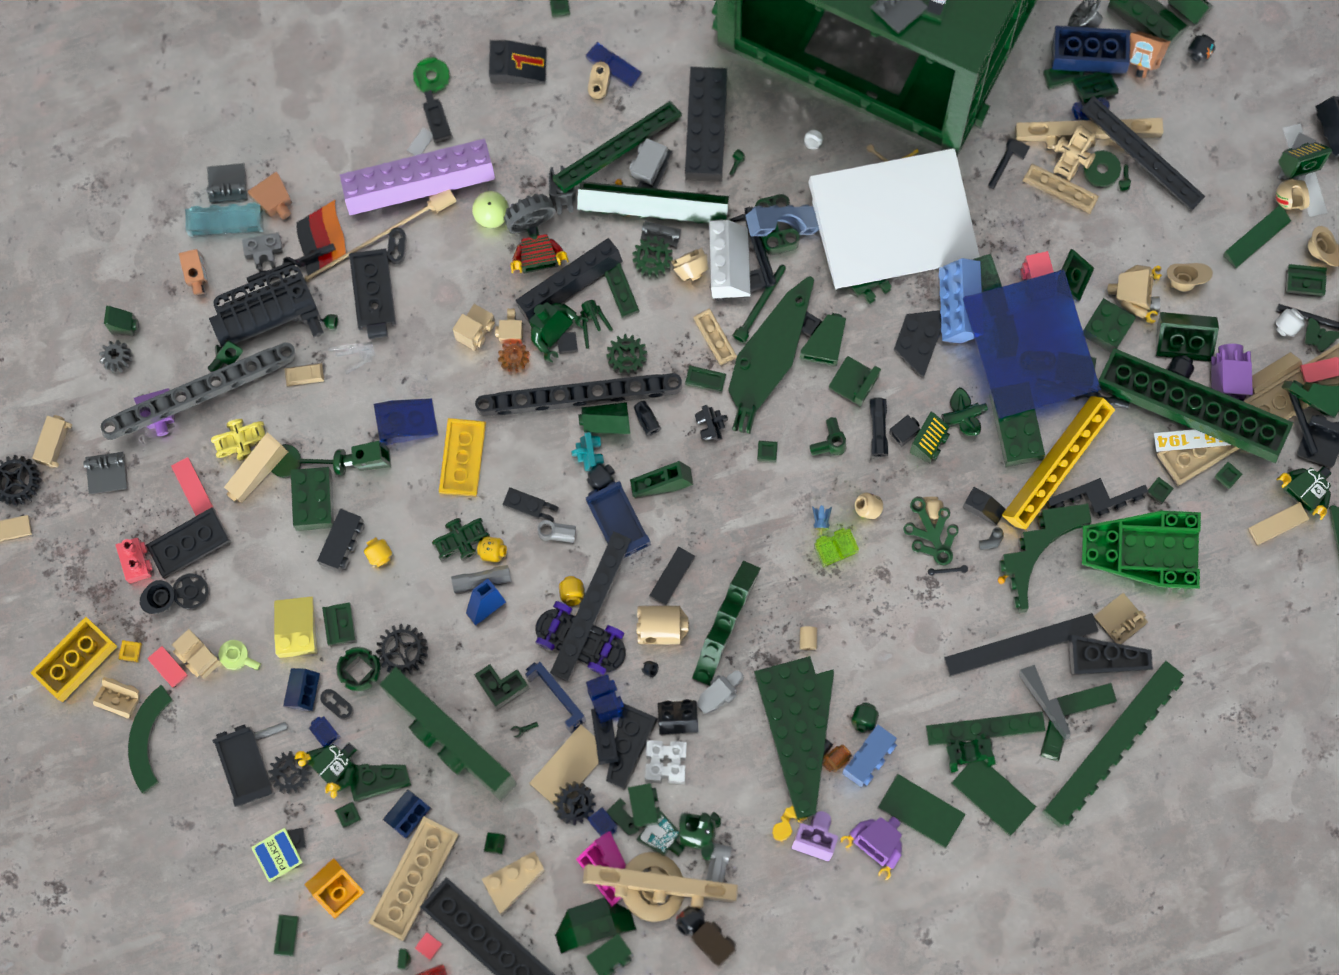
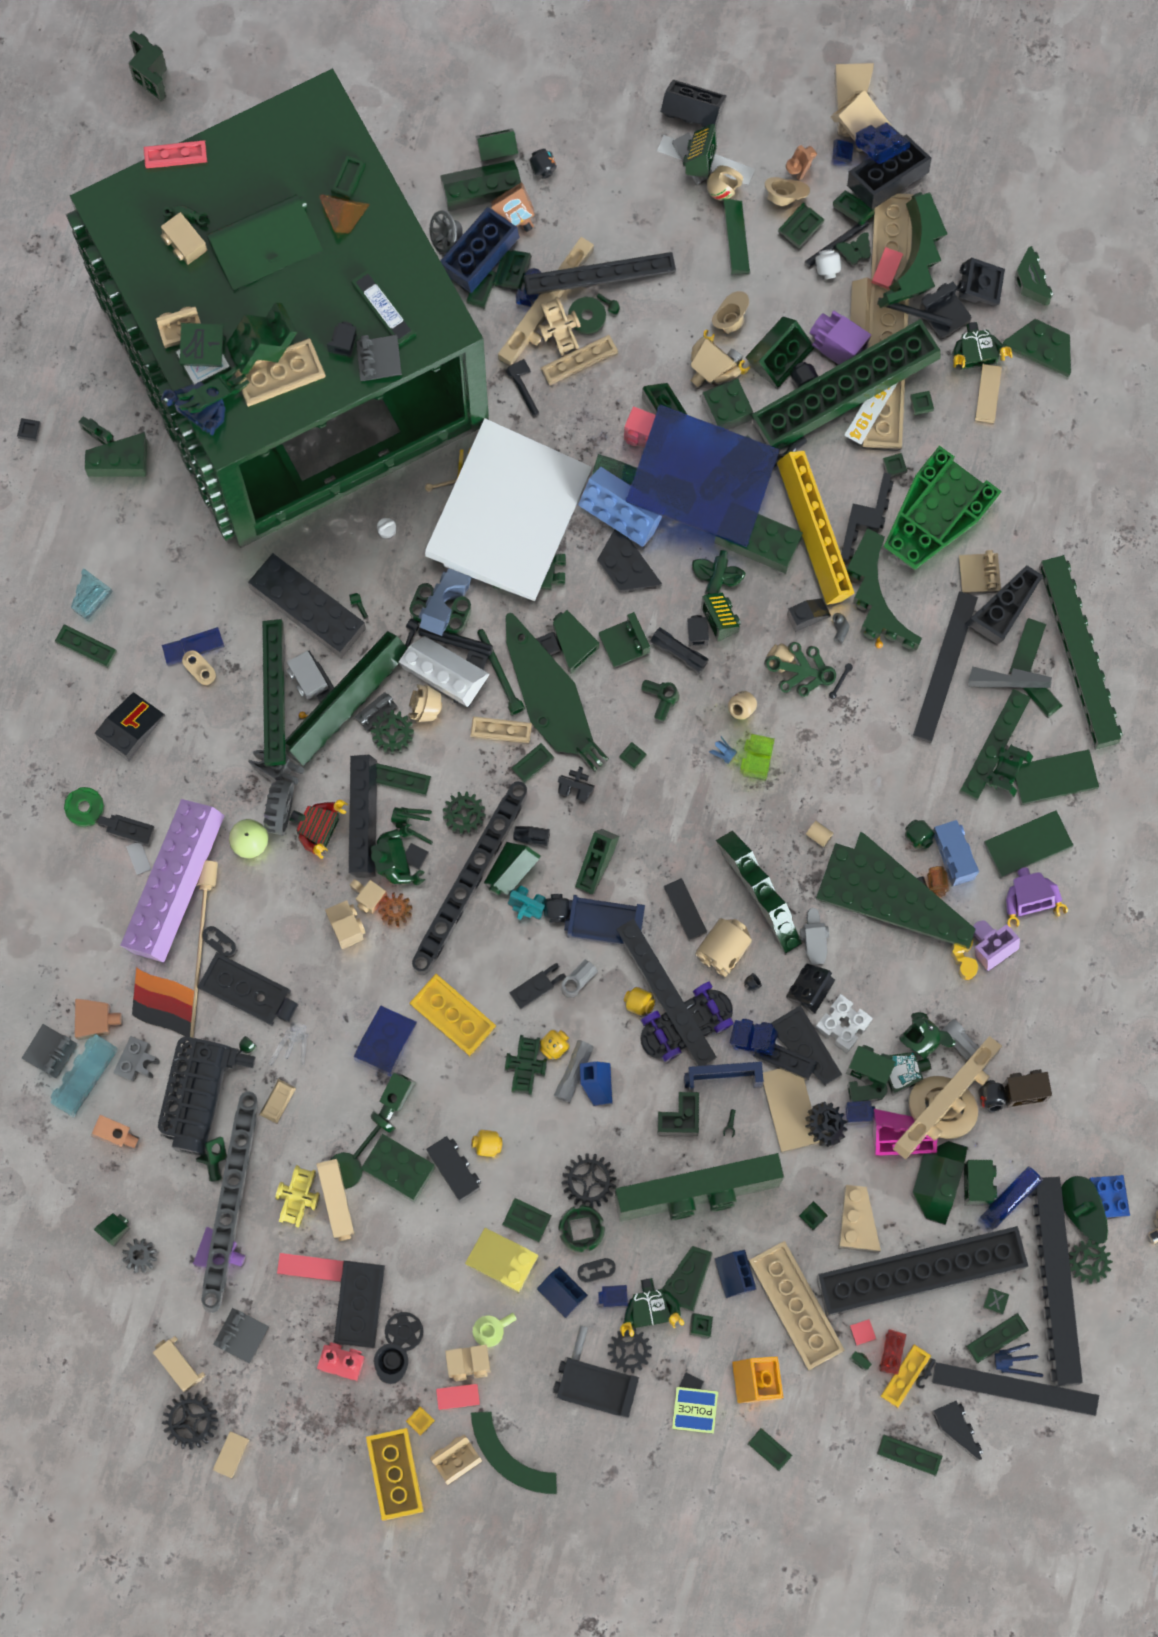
camera: 60 degrees left, 0 degrees up
(288, 261) = (166, 1044): black piece -> none

